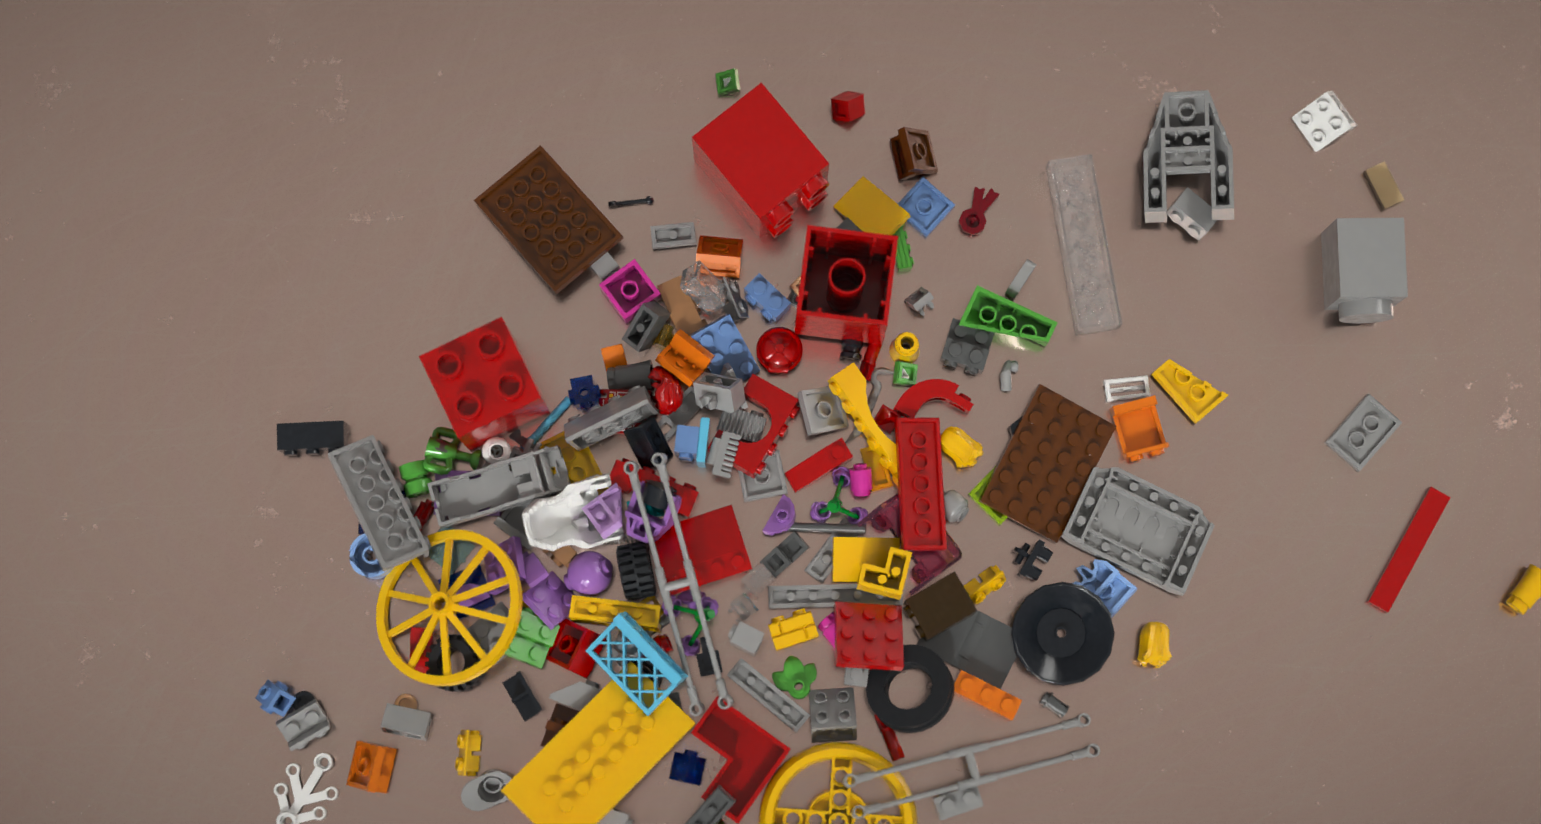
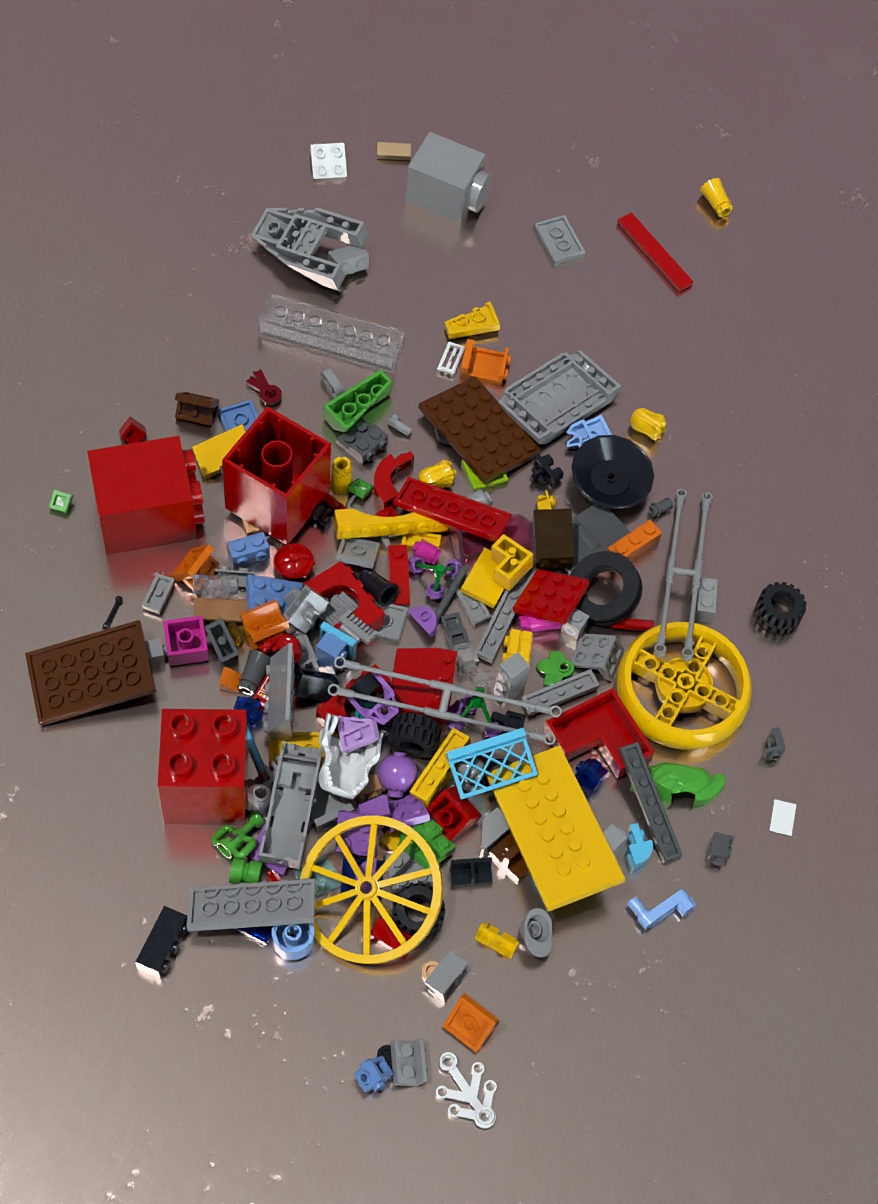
camera: 70 degrees left, 20 degrees down
(791, 451) = (380, 588): none -> black plant

